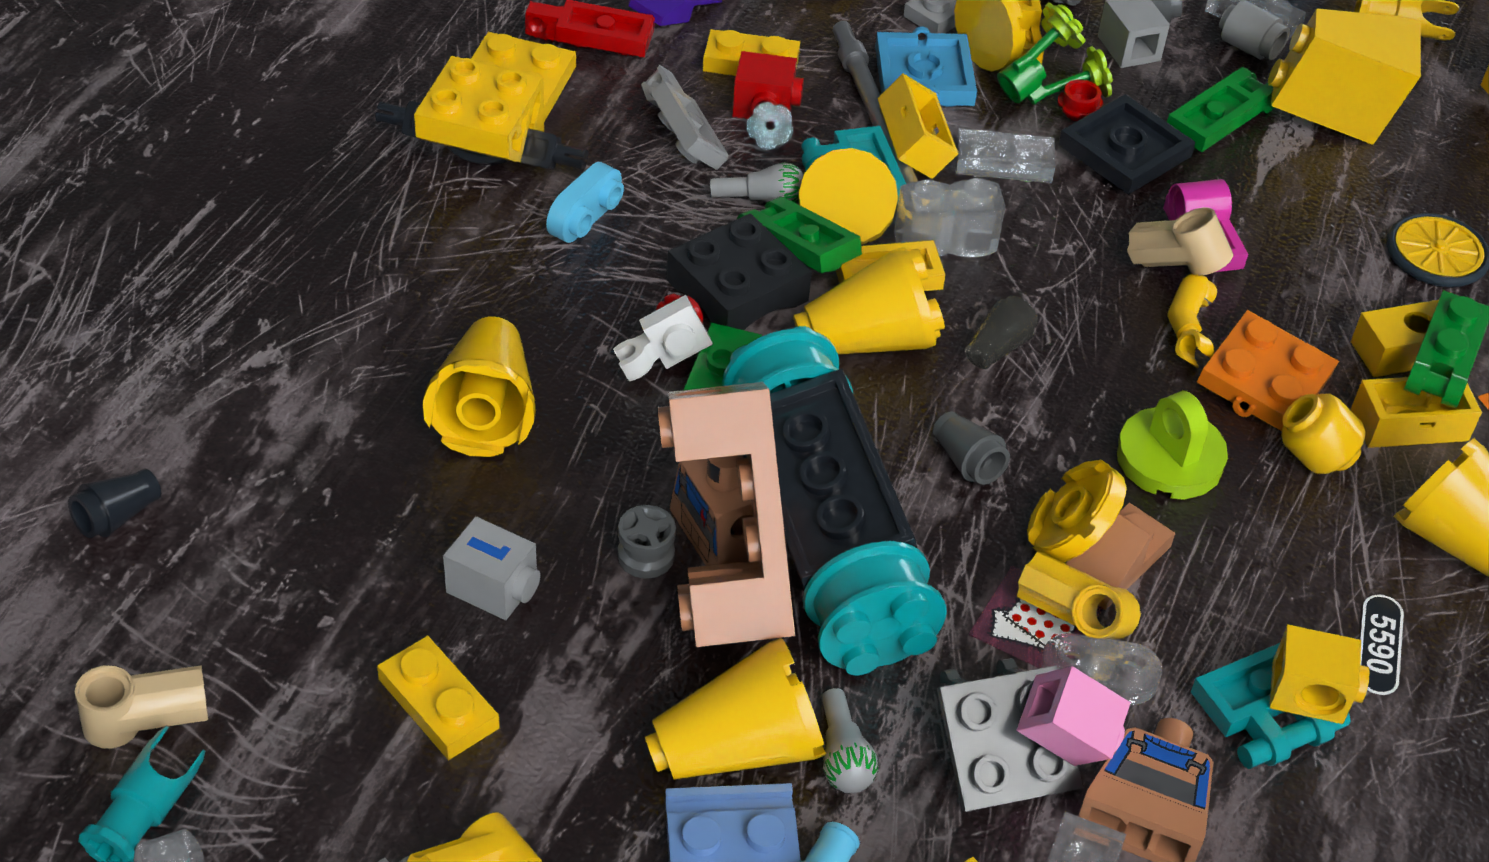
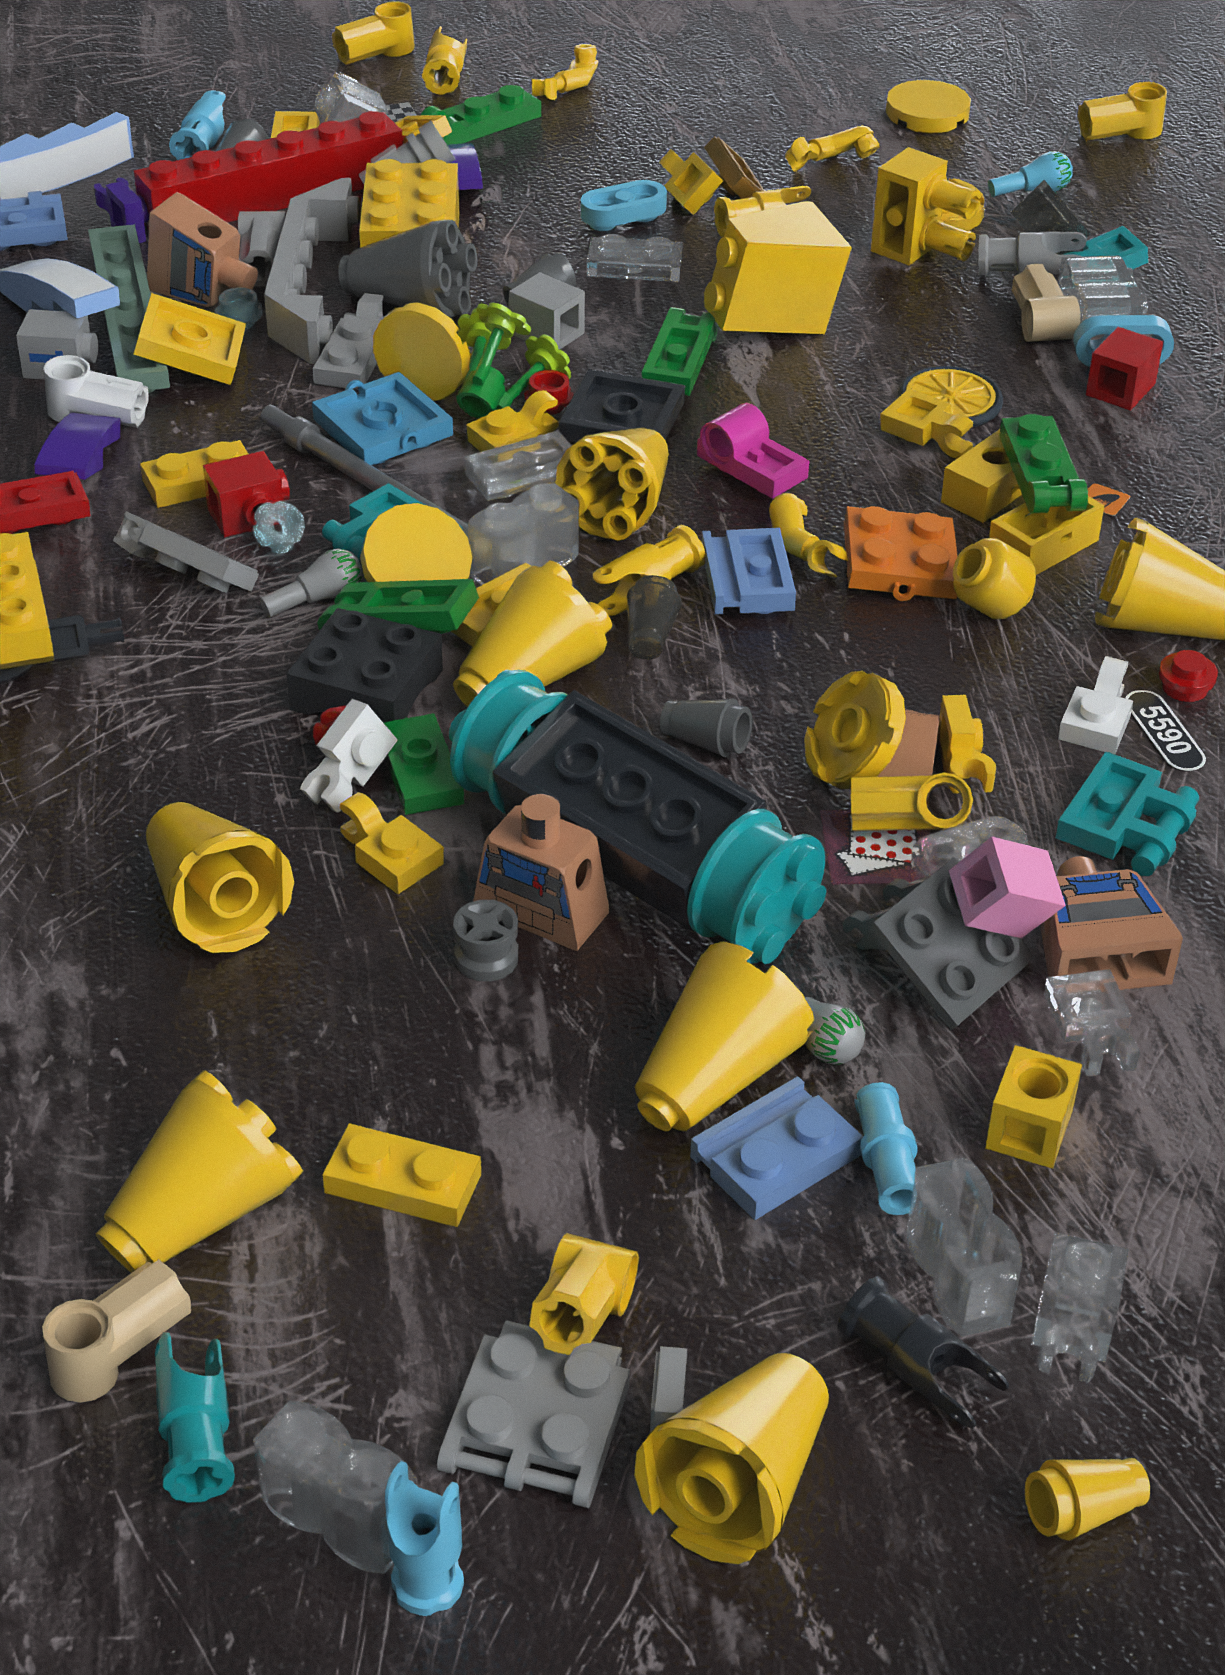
camera: 30 degrees left, 5 degrees down
(279, 619) = (196, 1176): none -> yellow cone
(491, 568) = (362, 1033): light grey brick -> none
(585, 202) = (154, 670): medium azure plate -> none
(638, 428) = (391, 852): none -> yellow plate
(750, 596) = (656, 907): plate -> none
(911, 117) = (424, 469): yellow piece -> none
(1025, 118) = (508, 426): none -> yellow plate
(1035, 287) = (667, 558): none -> yellow piece
(1063, 199) = (614, 479): none -> yellow cone
(1117, 329) = (749, 571): none -> medium blue plate
(1171, 564) = (962, 743): none -> yellow plate
(1173, 448) = (879, 640): lime tile -> none
(1190, 240) = (763, 464): tan piece -> none
(1254, 30) = (652, 273): light grey brick -> none
(1317, 674) = (1158, 764): yellow brick -> none
(1327, 601) = (1099, 715): none -> white plate
(1390, 258) = (923, 417): none -> yellow plate
(1439, 604) = (1187, 675): none -> red plate

